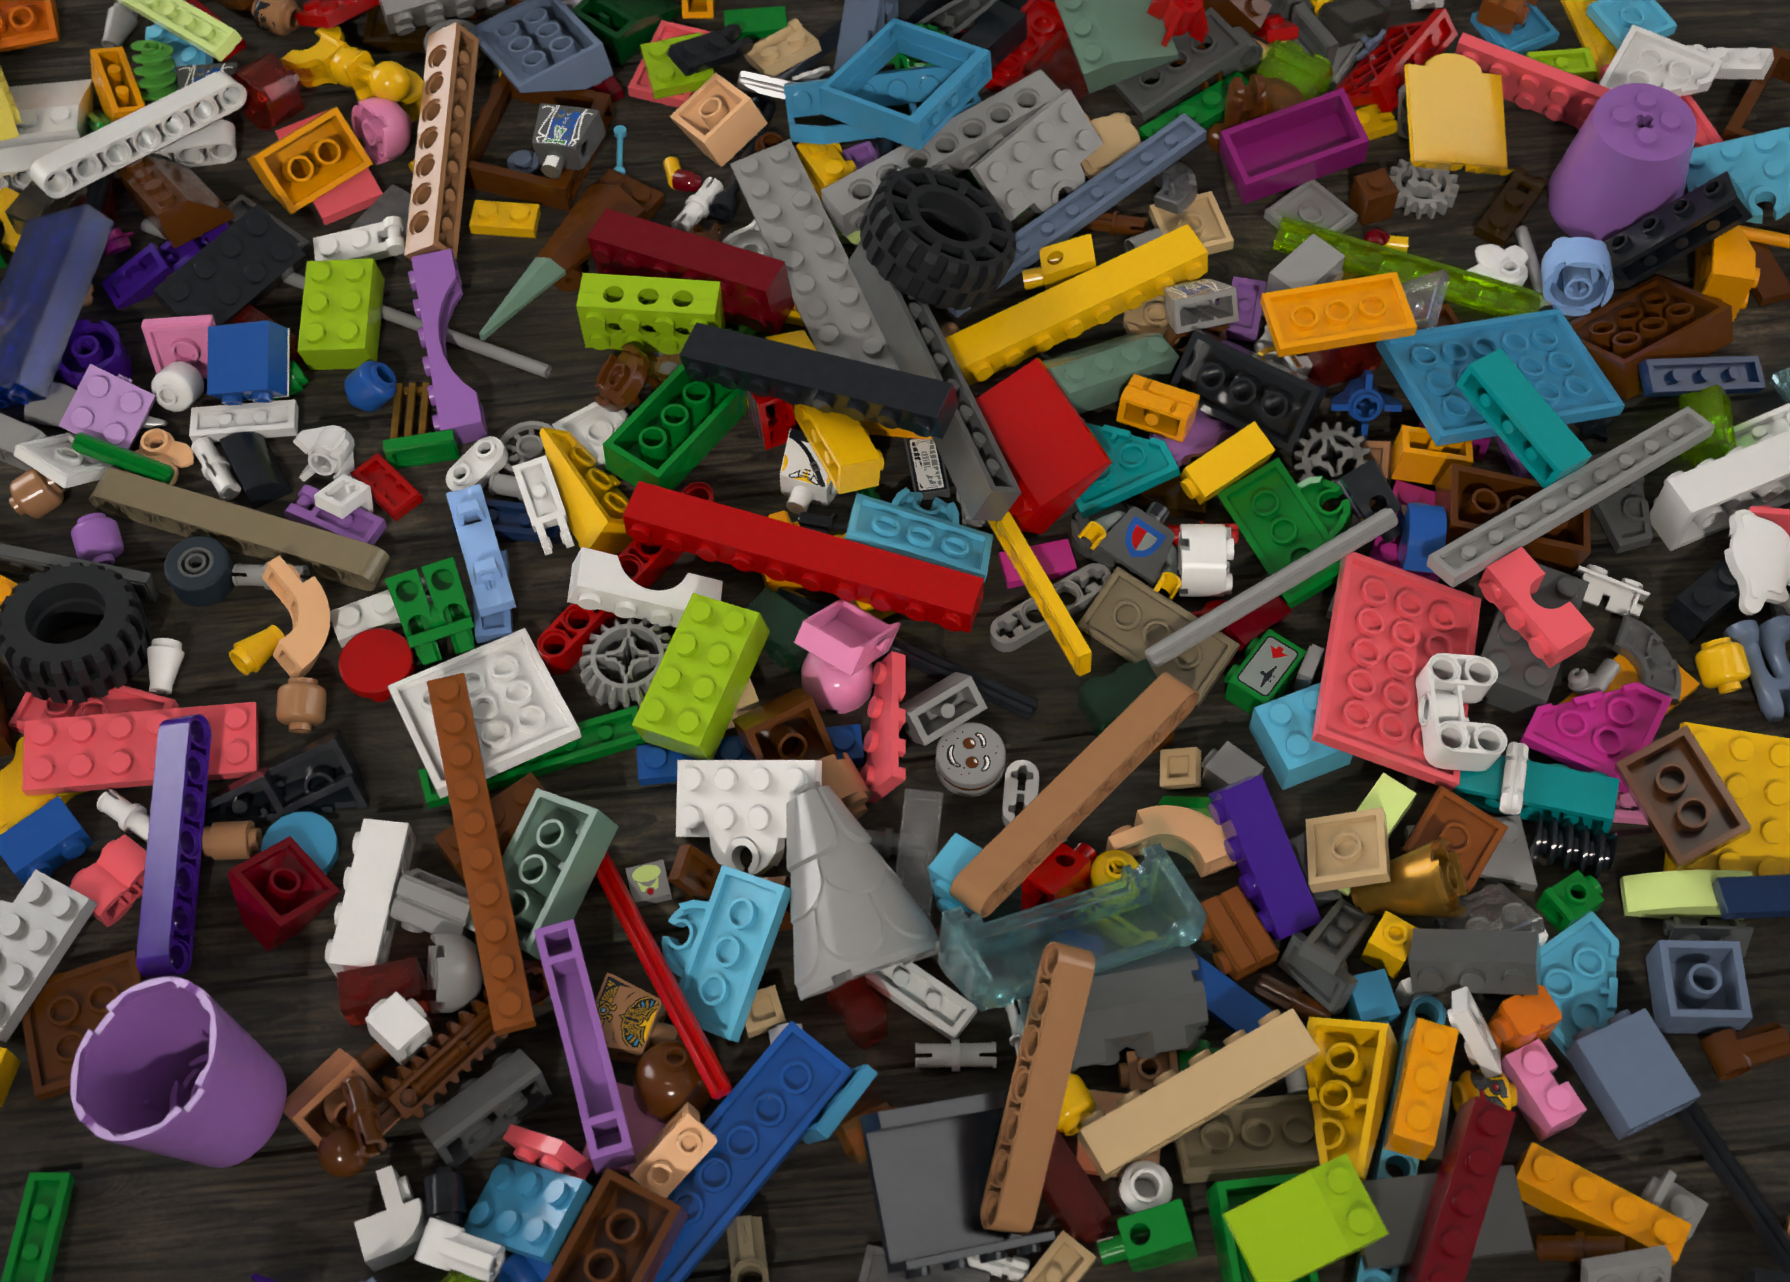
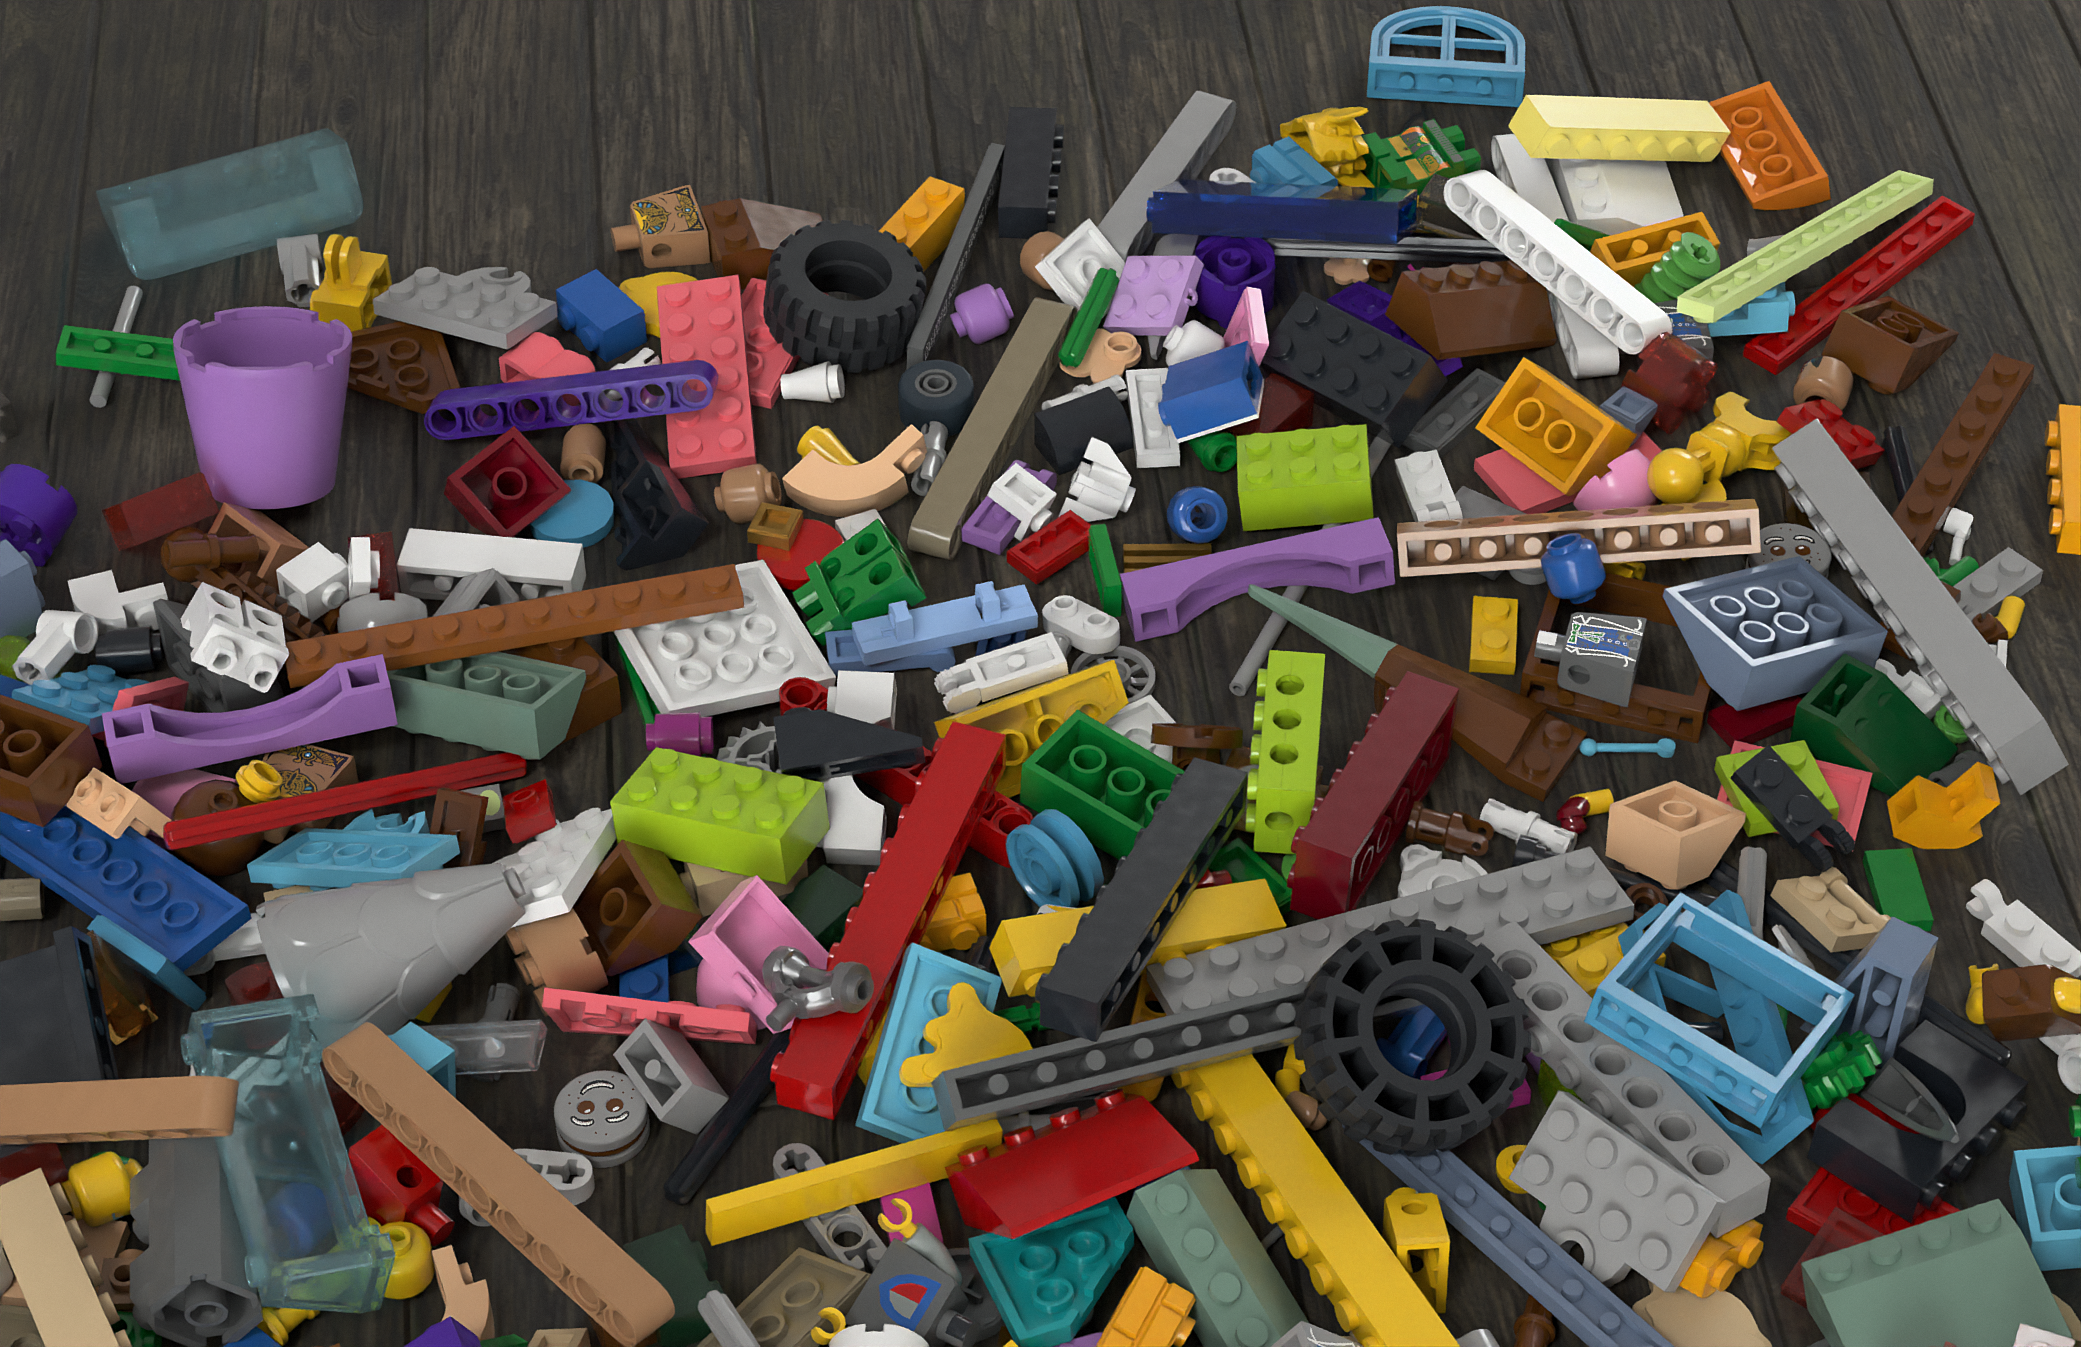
camera: 90 degrees right, 15 degrees down
(285, 1188) = (160, 511): none -> clear red panel
(295, 114) = (1630, 410): none -> sand blue slope
(351, 676) = (775, 526): none -> pearl gold tile
(421, 965) = (362, 567): none -> white plate
(480, 144) = (1573, 568): none -> blue head
(498, 1061) = (234, 639): none -> white hips
(601, 721) = (682, 733): none -> magenta brick
(647, 1035) = (259, 781): none -> yellow plate
(651, 598) = (832, 746): none -> black slope
(666, 833) = (529, 811): none -> red plate
(741, 466) = (1054, 860): none -> dark azure wheel
(902, 565) = (788, 972): none -> flat silver piece
(927, 506) = (962, 1038): none -> yellow tile

